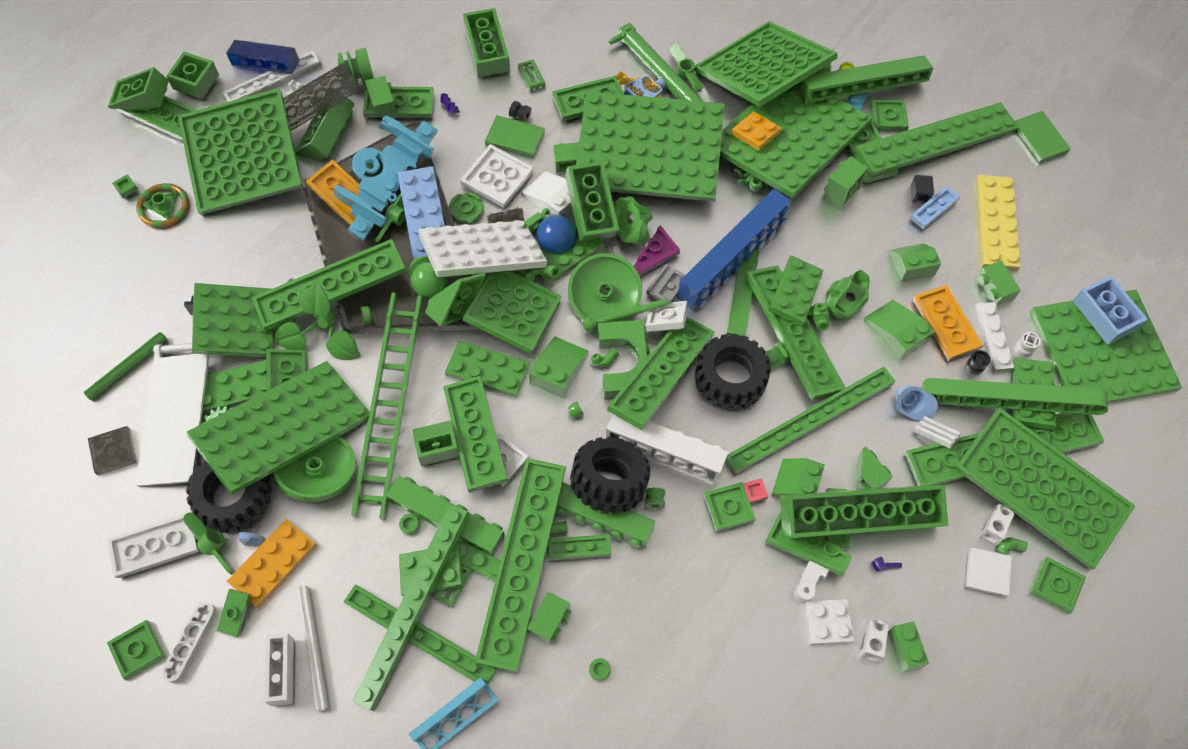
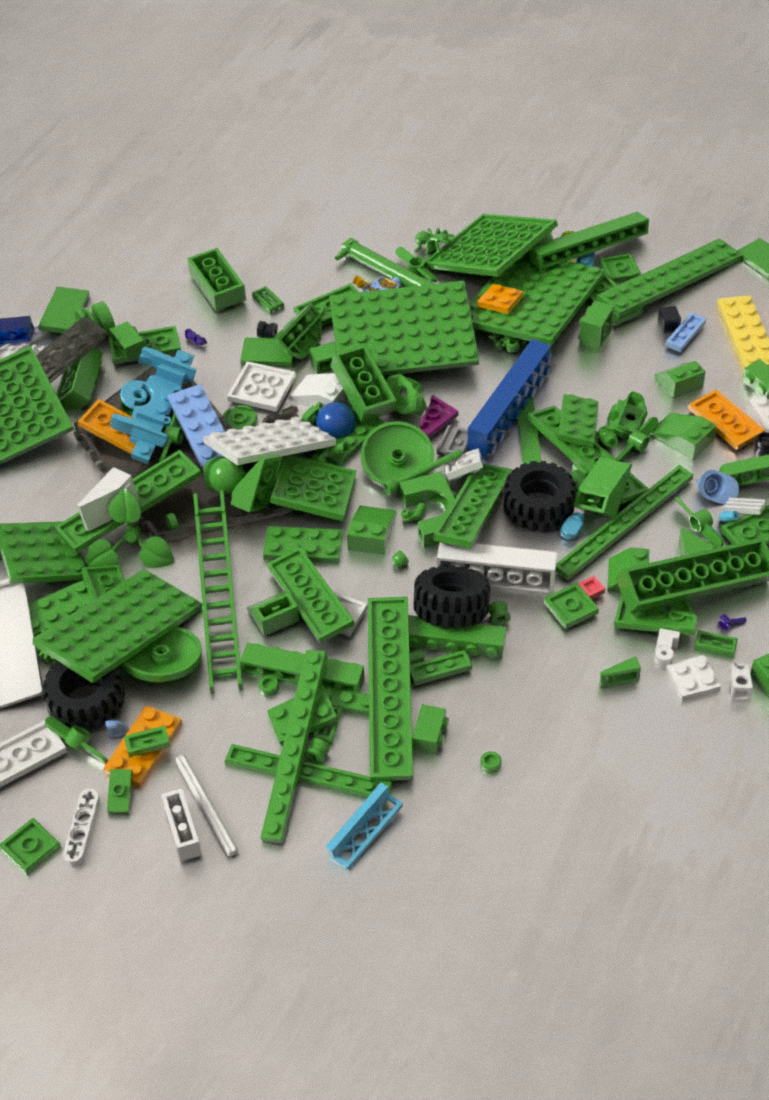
camera: 10 degrees left, 15 degrees down
(272, 566) = (147, 741): none -> bright green plate
(288, 289) = (95, 505): none -> white slope
(336, 38) = (61, 309): none -> bright green tile
(433, 615) = (317, 750): none -> bright green wheel
(549, 125) = (301, 332): none -> bright green wedge
(709, 42) = (432, 241): none -> bright green animal
(756, 413) = (572, 526): none -> medium azure arm
(761, 600) = (621, 673): none -> bright green slope
(798, 381) = (603, 488): none -> bright green slope
(852, 325) = (639, 438): none -> bright green piece
(875, 602) = (714, 646): none -> bright green tile
(887, 440) = (702, 522): none -> bright green piece
(916, 441) = (726, 516): none -> medium azure arm

